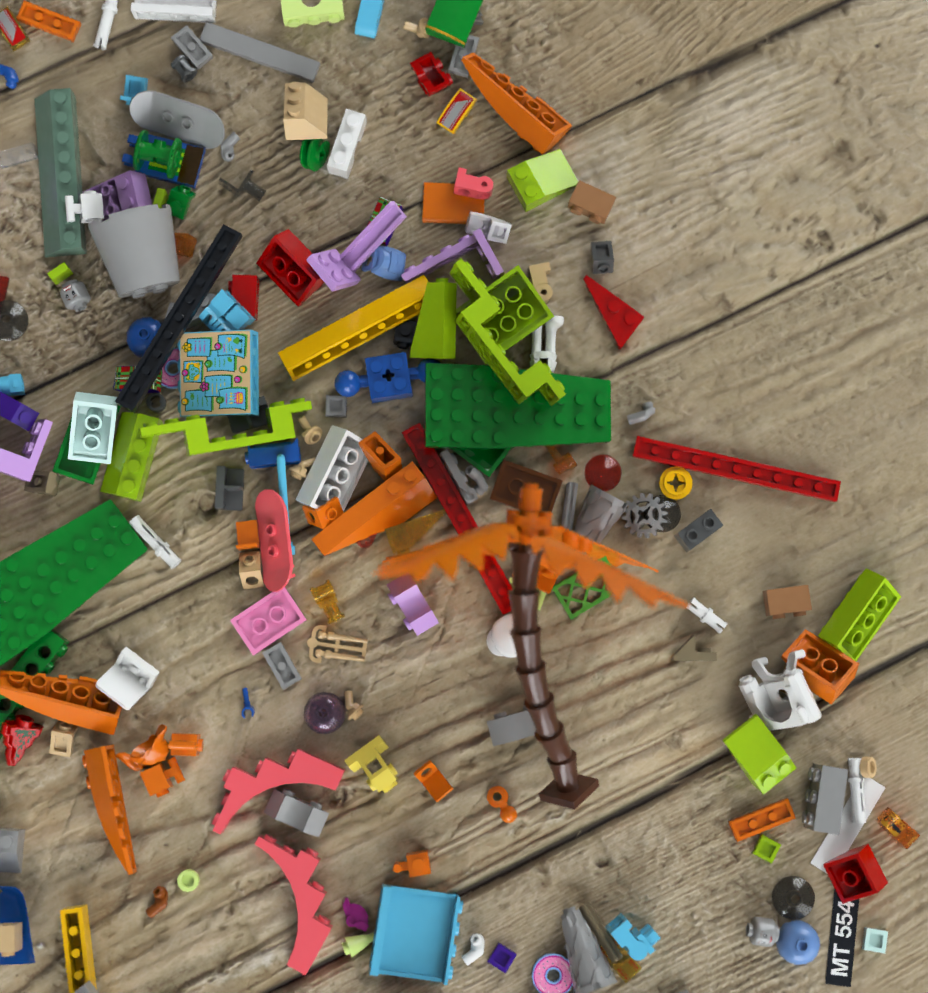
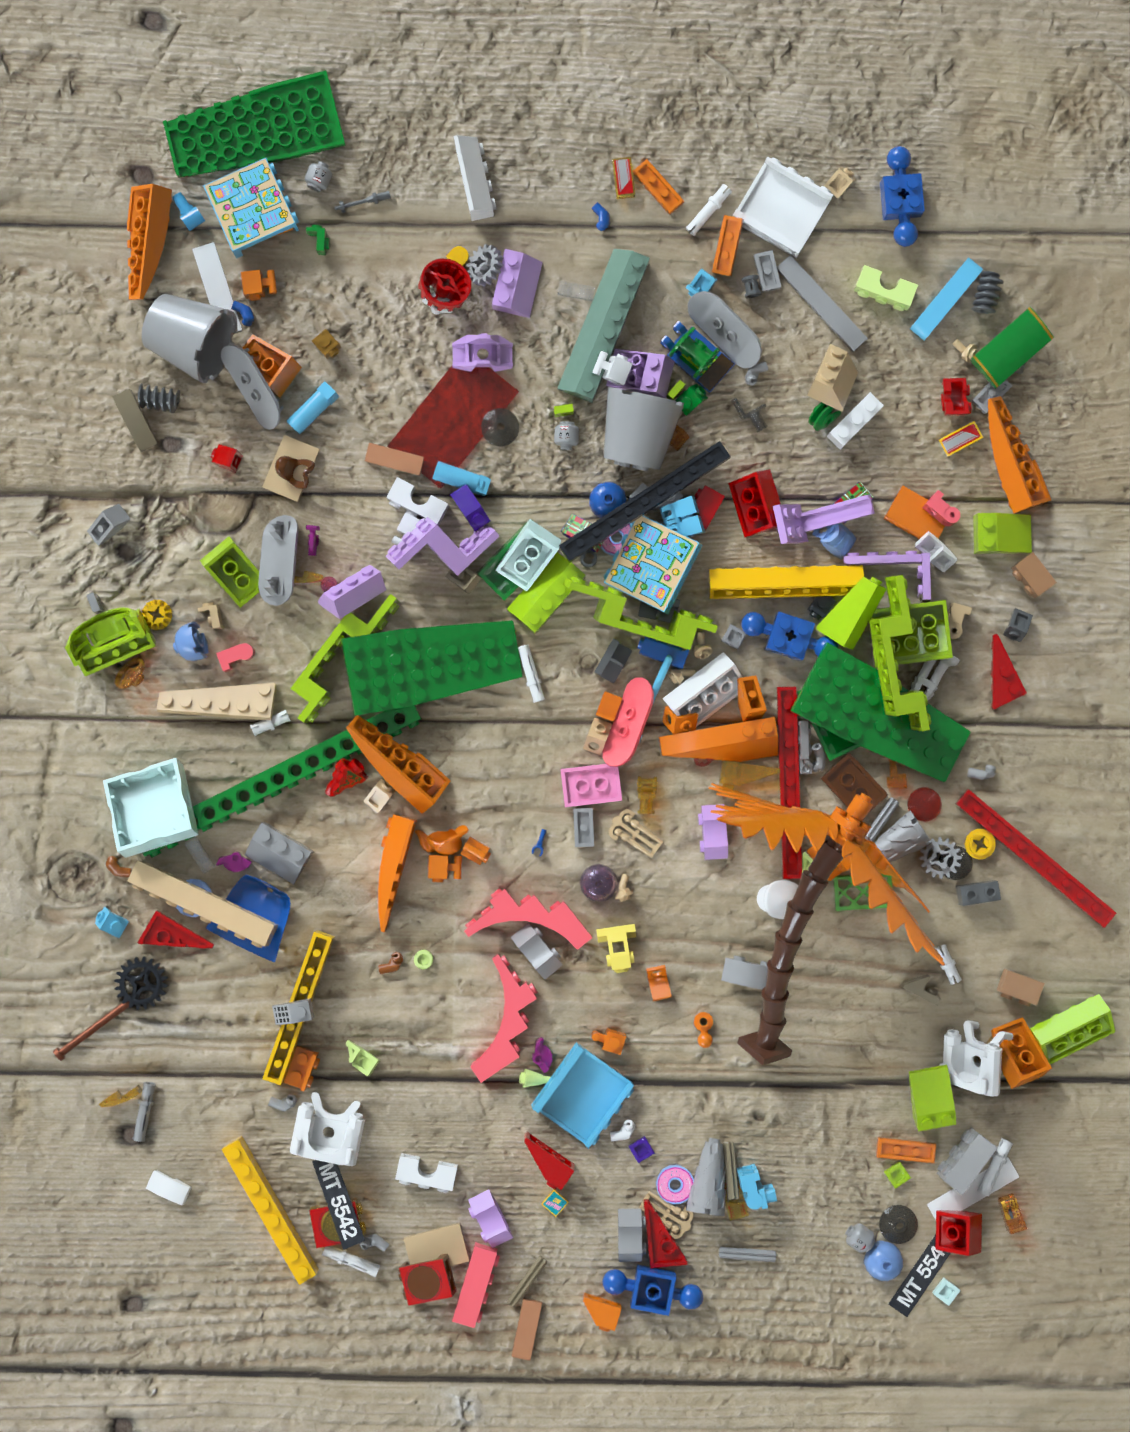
camera: 30 degrees right, 5 degrees up
(127, 679) = (455, 774): white bracket -> none
(141, 41) = (727, 245): none -> orange plate
(868, 767) = (1014, 1153): tan tile -> none

